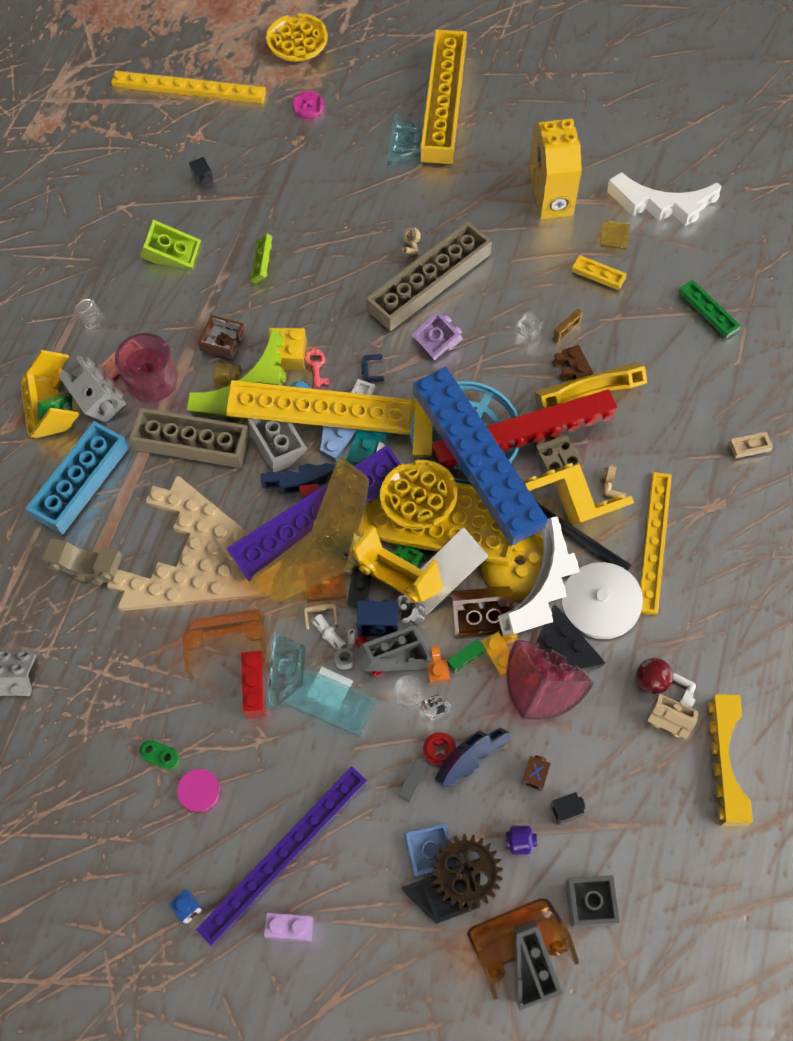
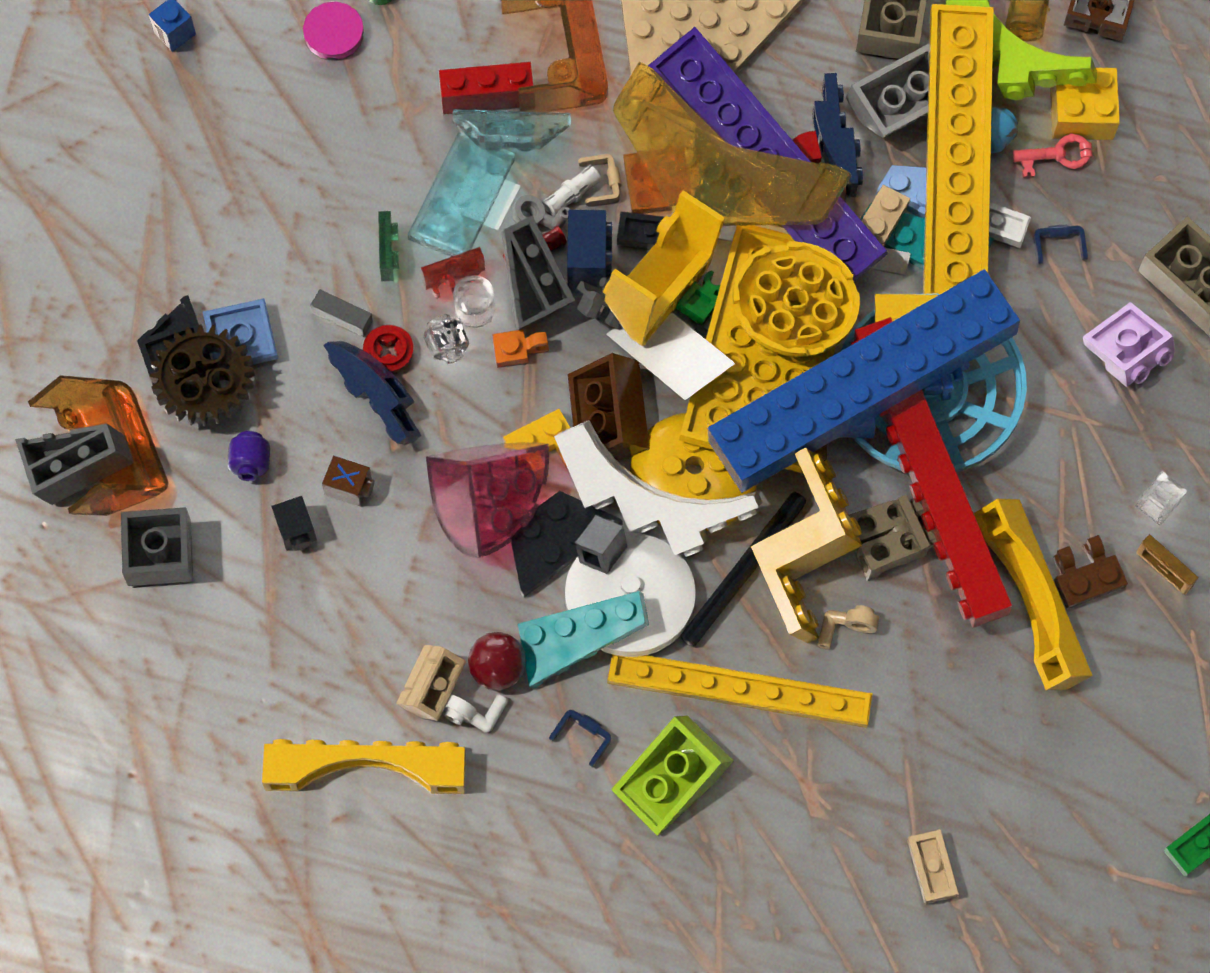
camera: 85 degrees right, 5 degrees up
(281, 856) = (242, 144): dark purple plate -> none
(289, 927) = (139, 153): lavender brick -> none
(354, 451) = (885, 213): none -> tan plate
(373, 749) = (387, 257): none -> clear green plate
(382, 698) = (452, 269): none -> clear red plate
(466, 656) = (534, 387): green piece -> none
(577, 611) = (601, 544): none -> black brick
(634, 626) = (577, 634): none -> teal wing
(685, 625) = (588, 724): none -> dark blue piece
(713, 577) = (672, 774): none -> lime slope

